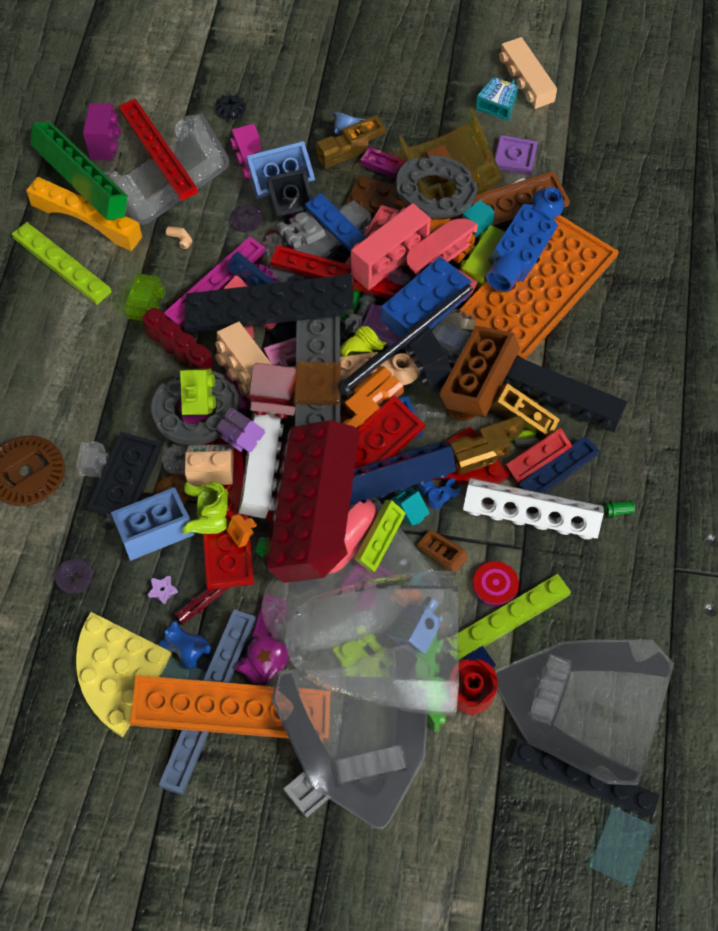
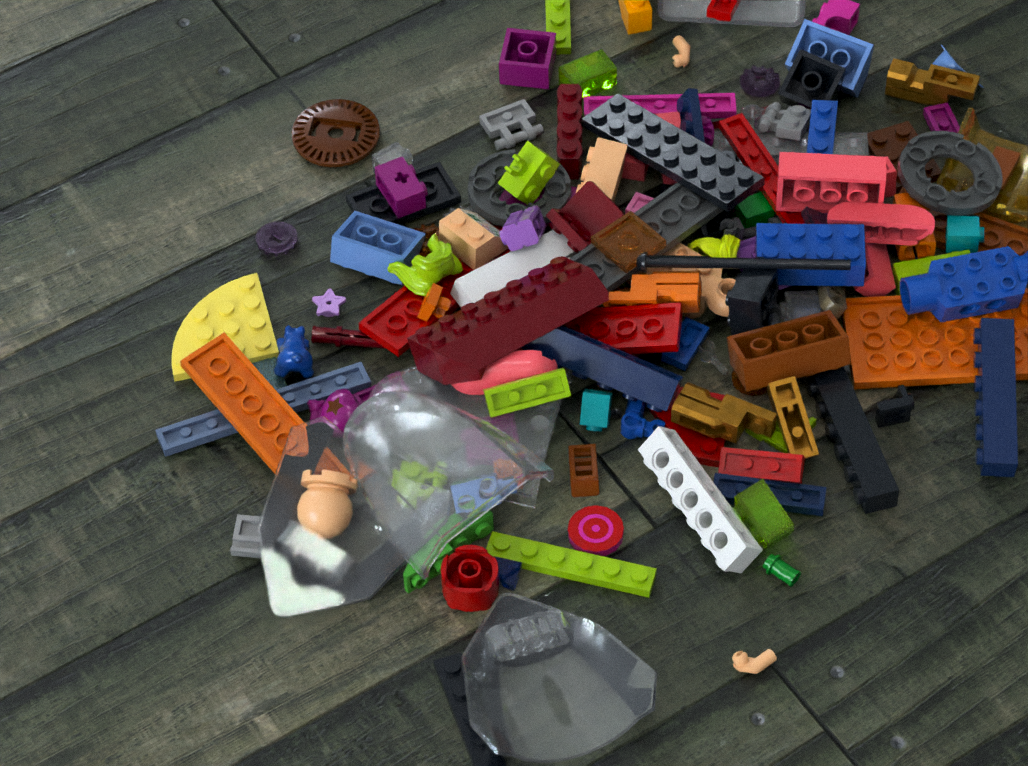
camera: 50 degrees right, 10 degrees down
(96, 316) = (527, 58): none -> magenta brick
(122, 470) = (401, 187): none -> magenta brick
(127, 369) = (507, 119): none -> light grey plate
(345, 728) = (326, 503): none -> light nougat tile
(562, 352) = (894, 410): none -> black bracket
(578, 483) = (763, 514): none -> clear neon green brick
(607, 300) = (996, 397): none -> dark blue brick
(673, 580) = (753, 665): none -> light nougat arm

